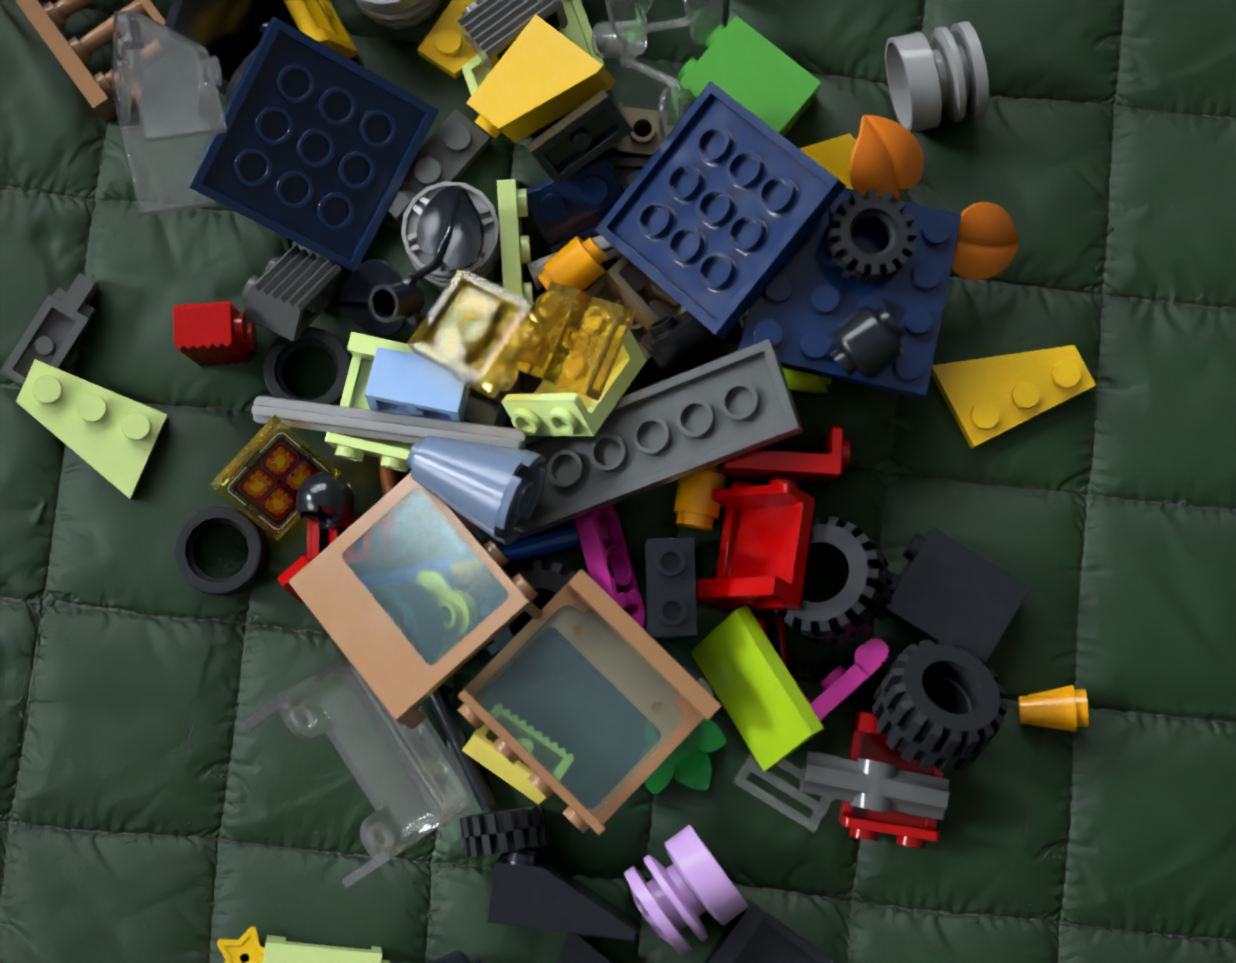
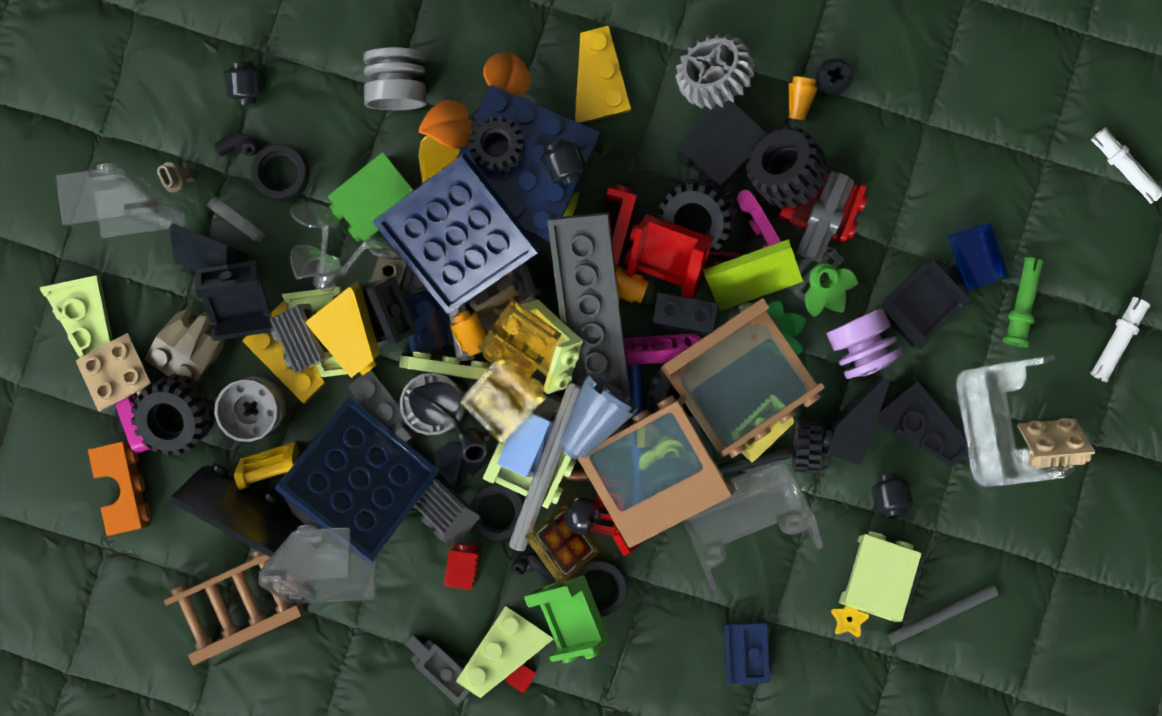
camera: 75 degrees left, 5 degrees up
(62, 462) = (521, 677): none -> red piece
(161, 804) = (746, 653): none -> dark blue plate
(163, 516) = (571, 618): none -> bright green panel
(238, 433) = (528, 563): none -> black arm
(759, 820) = (830, 291): none -> bright green plate
(1064, 562) = (717, 78): none -> light grey gear
(1112, 743) = (844, 73): none -> black piece

